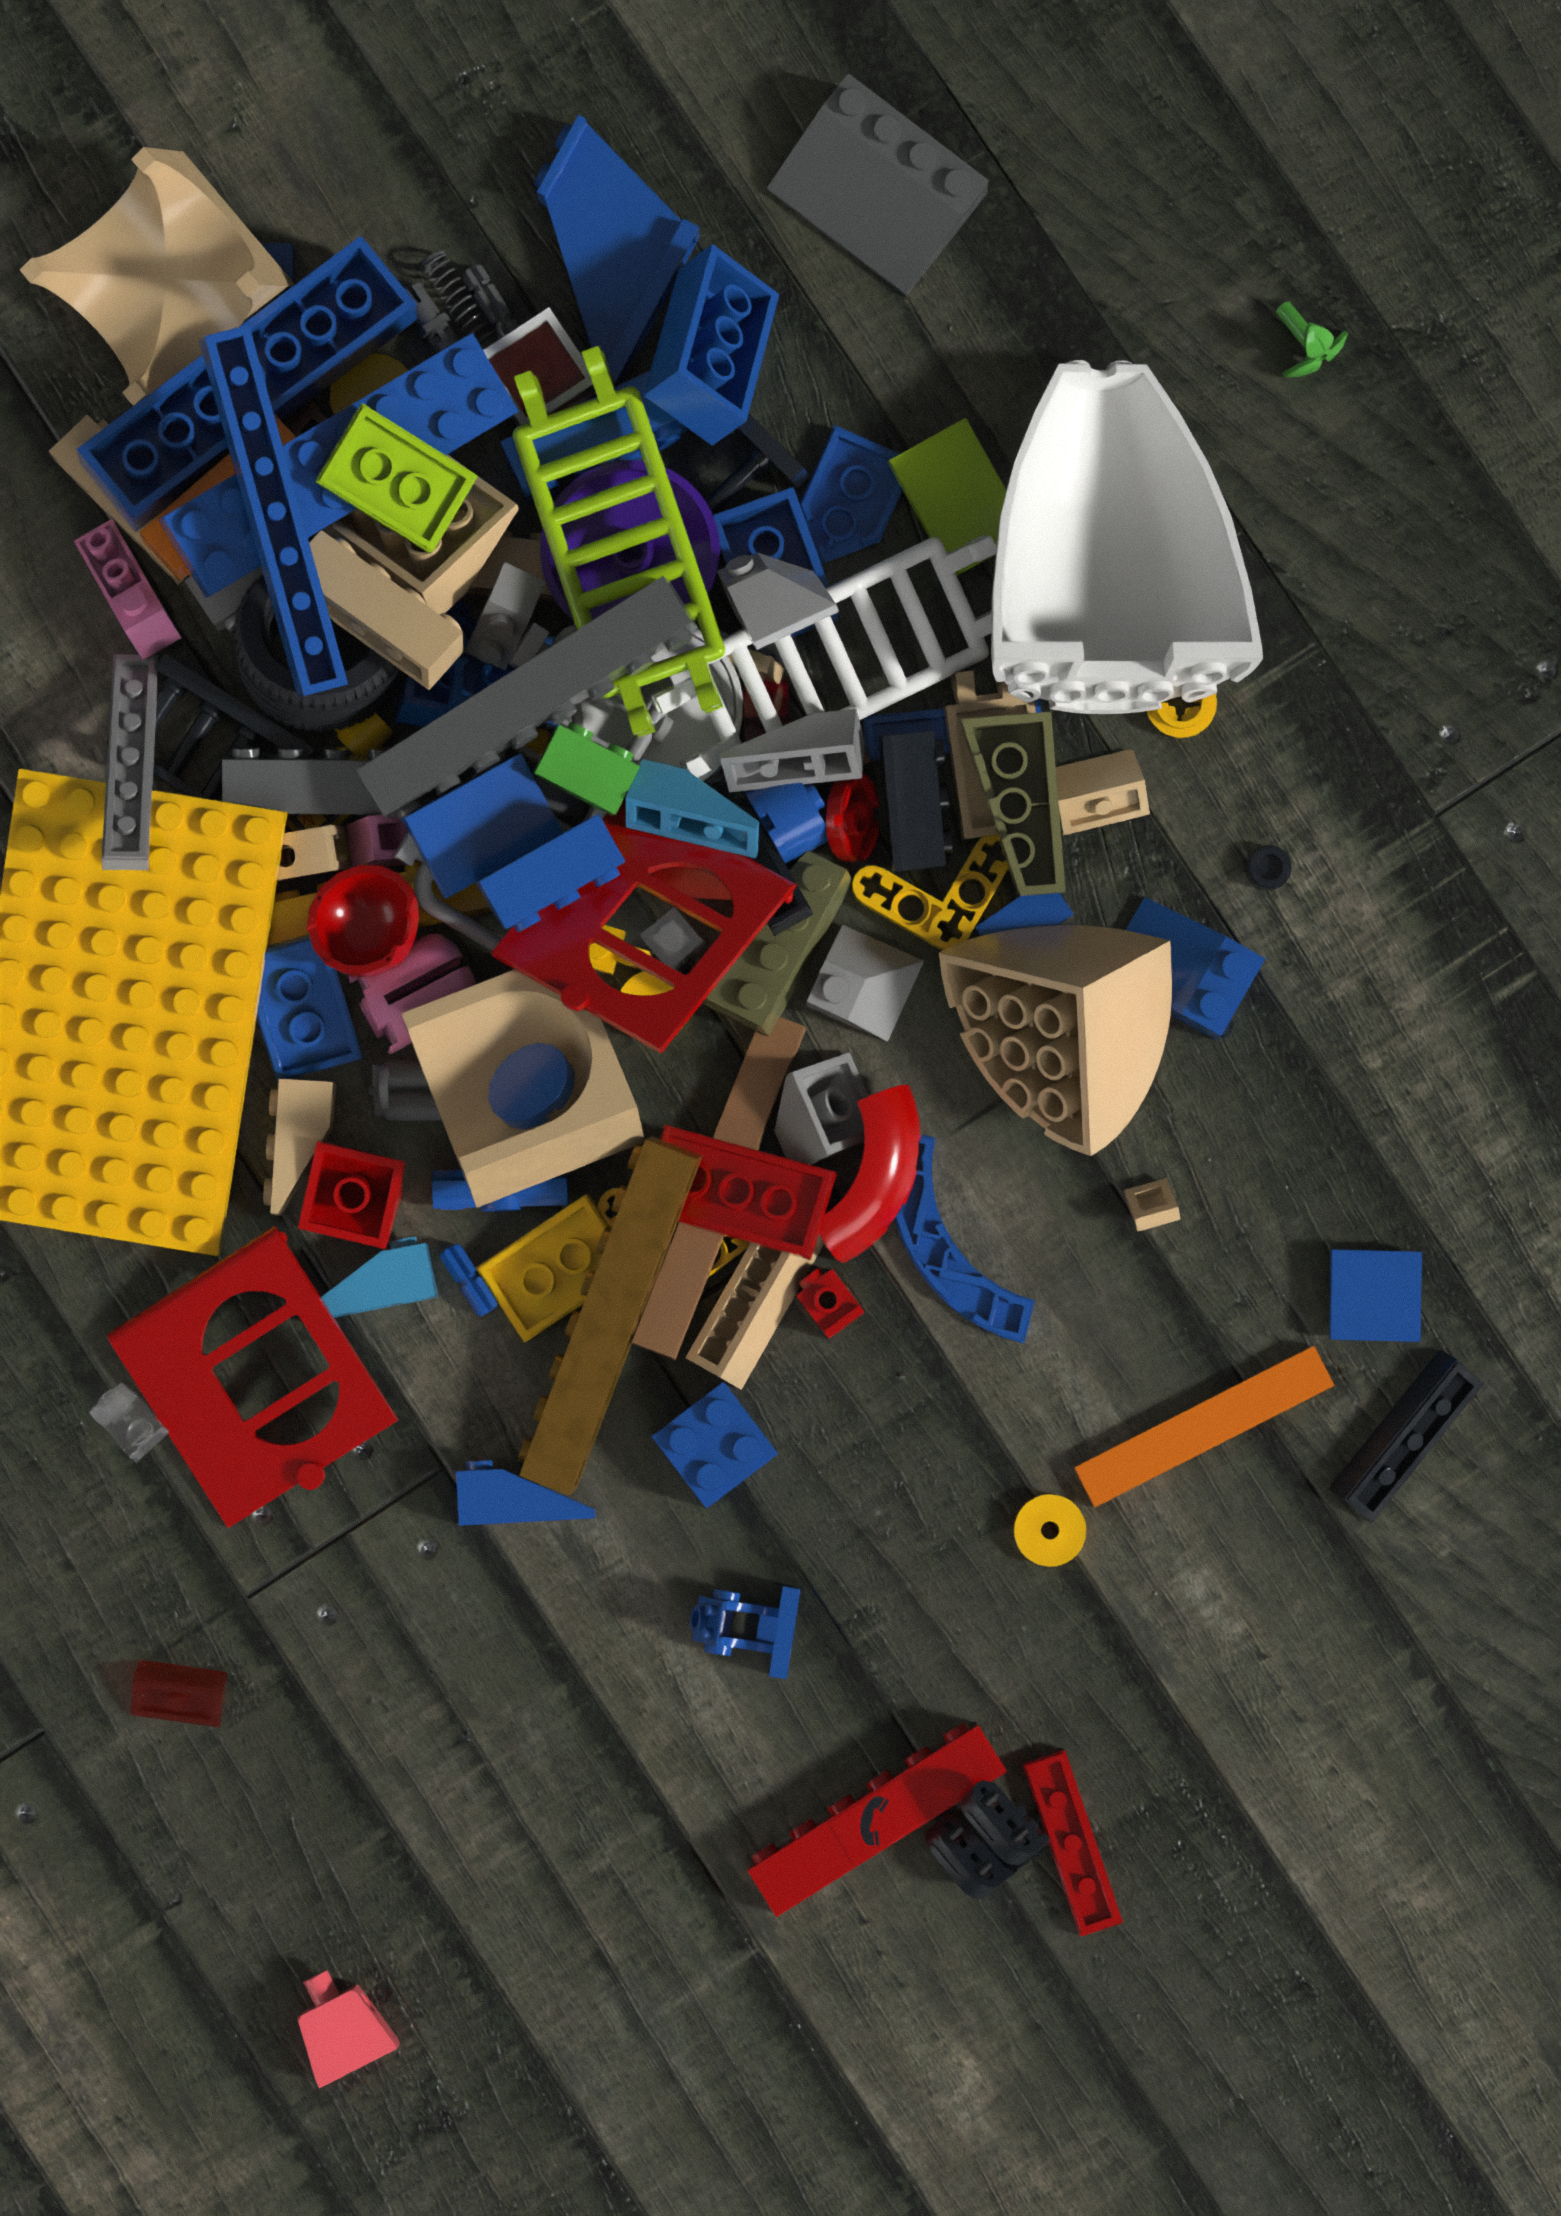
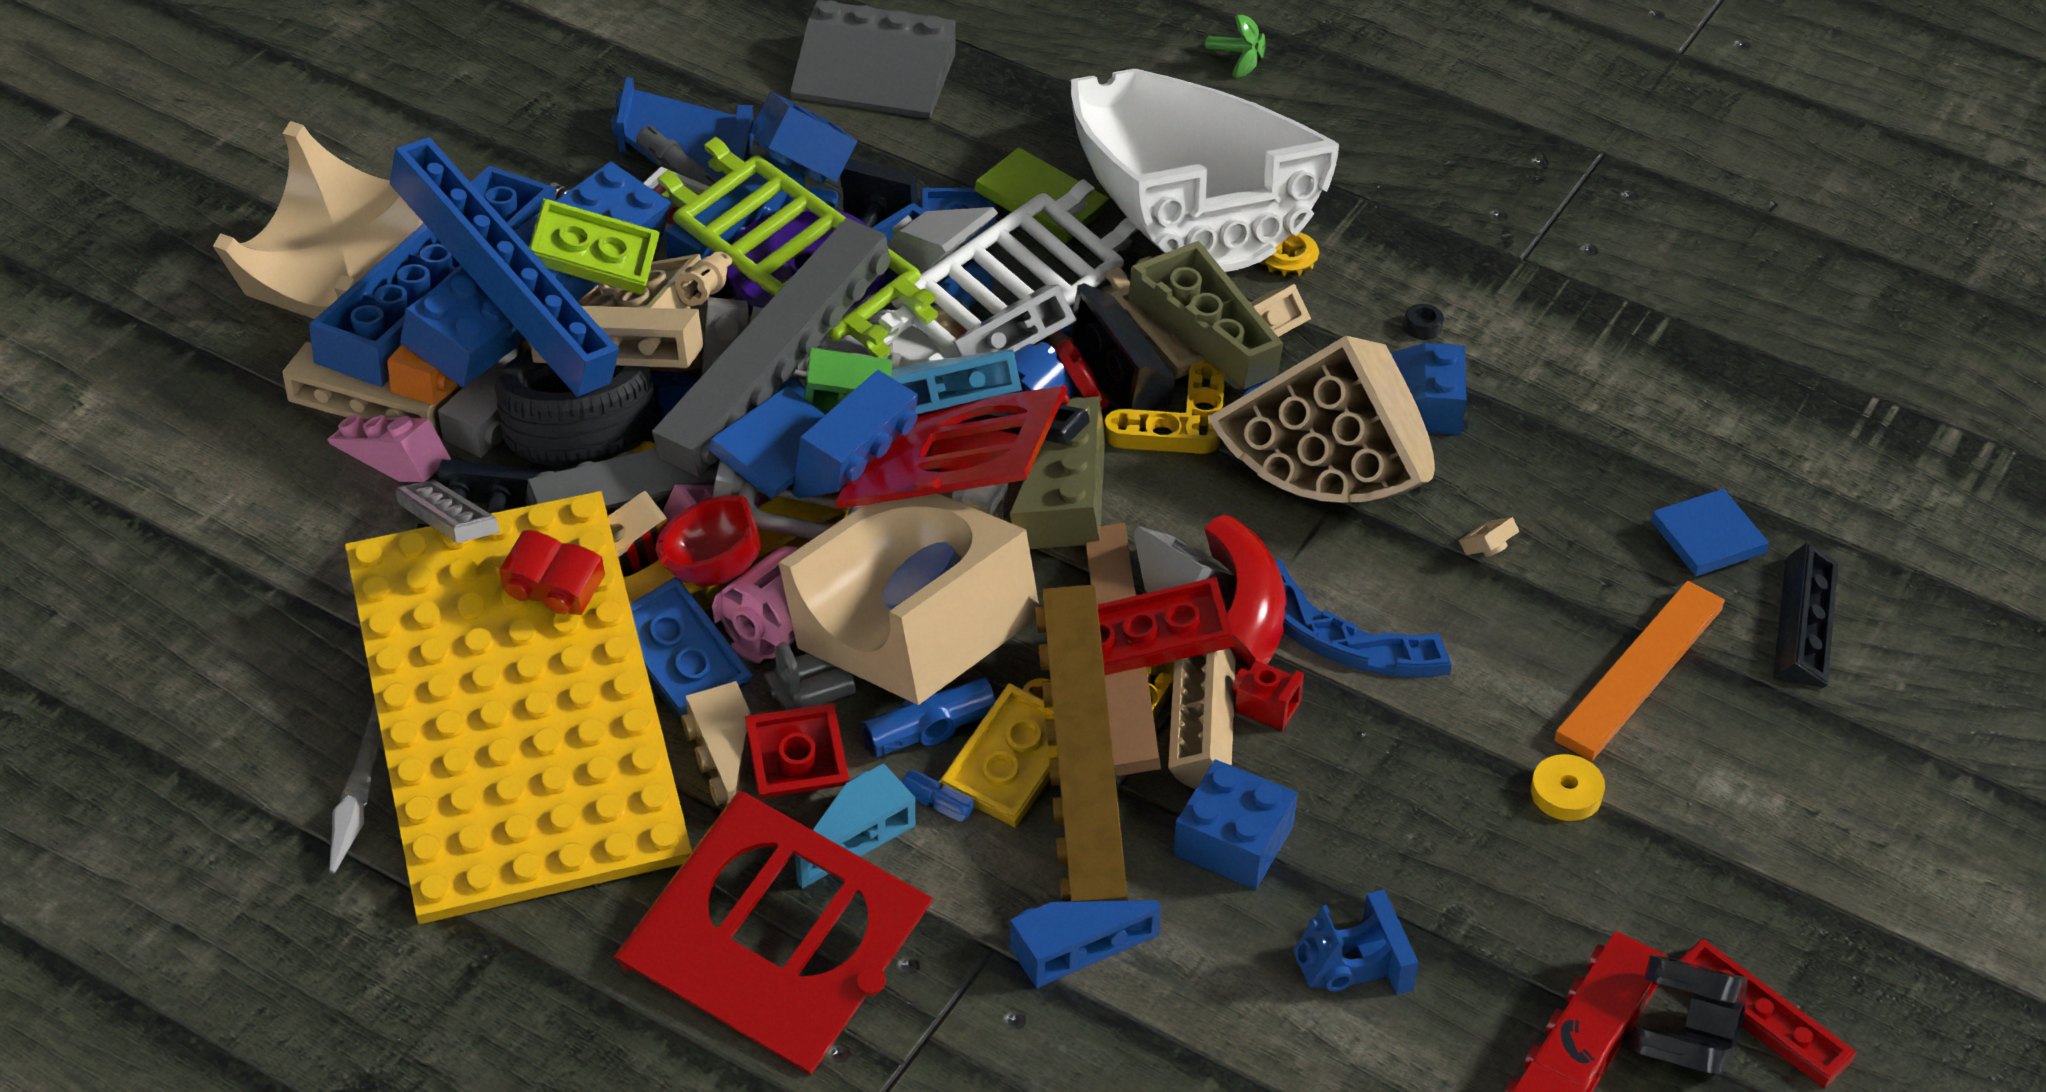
camera: 25 degrees left, 40 degrees down
(129, 1421) = (666, 1014): clear bracket -> none
(192, 913) = (551, 572): none -> red brick
(509, 547) = (705, 283): none -> tan piece
(574, 278) = (670, 155): none -> dark grey pin
(864, 983) = (1156, 491): light grey slope -> none

